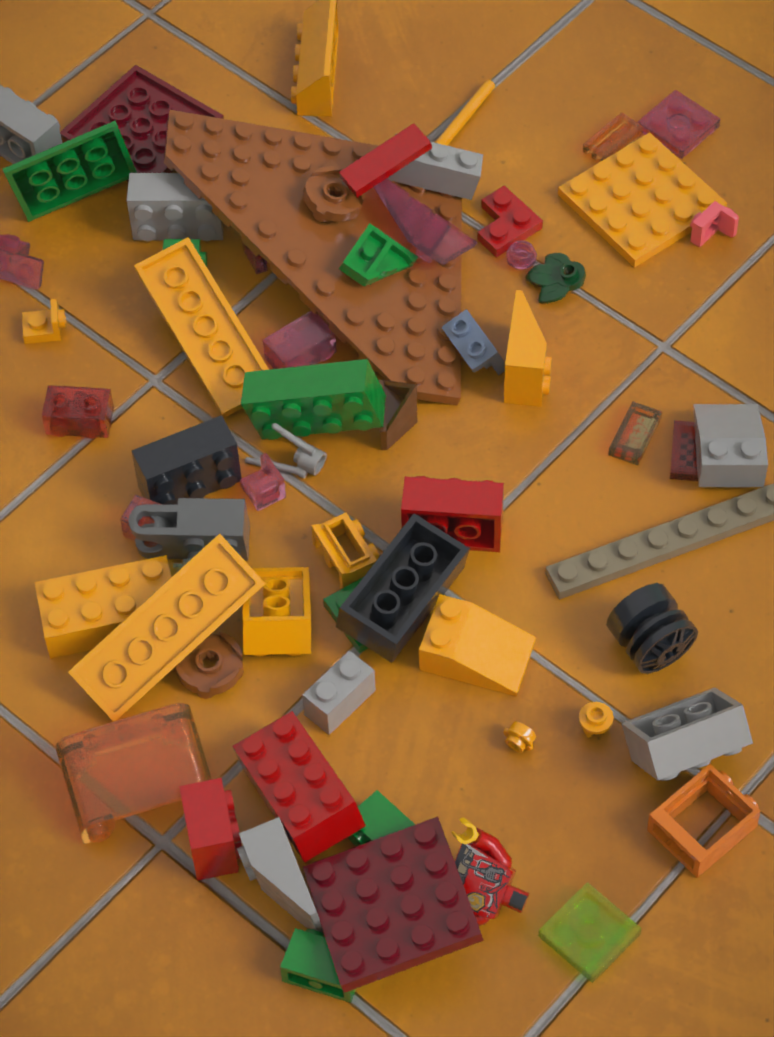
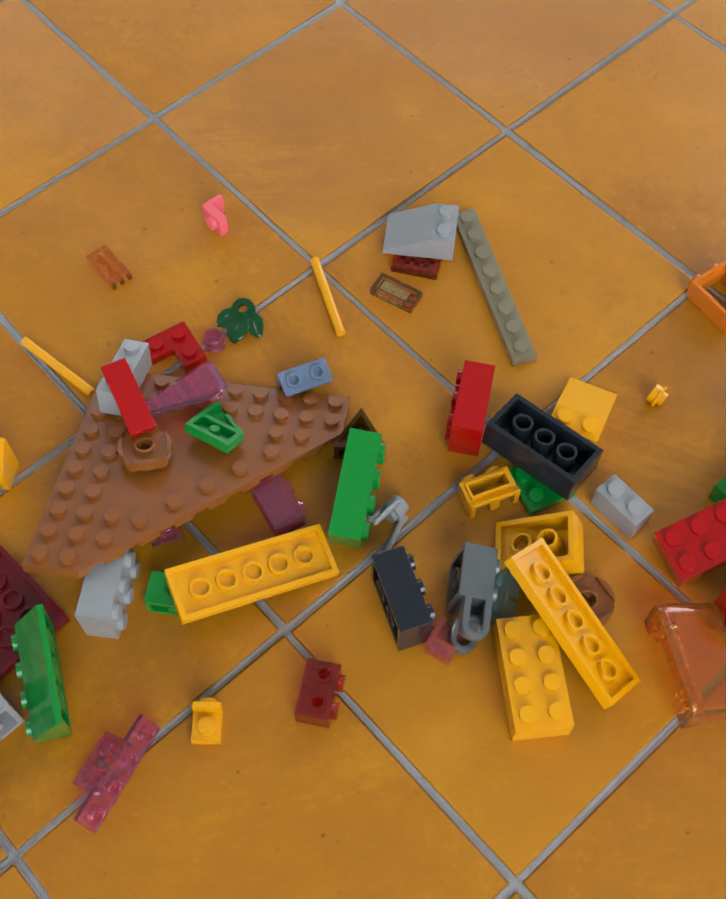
camera: 85 degrees left, 5 degrees up
(265, 485) = (416, 542): clear pink panel -> none
(526, 359) = (319, 338): light orange slope -> none
(595, 718) = (647, 345): light orange plate -> none
(613, 360) = (327, 296): none -> light orange bar
(639, 199) = (175, 258): light orange plate -> none
(652, 628) = (582, 297): black wheel -> none
(679, 123) = (106, 223): clear pink plate -> none
(687, 734) = (669, 289): light grey brick -> none

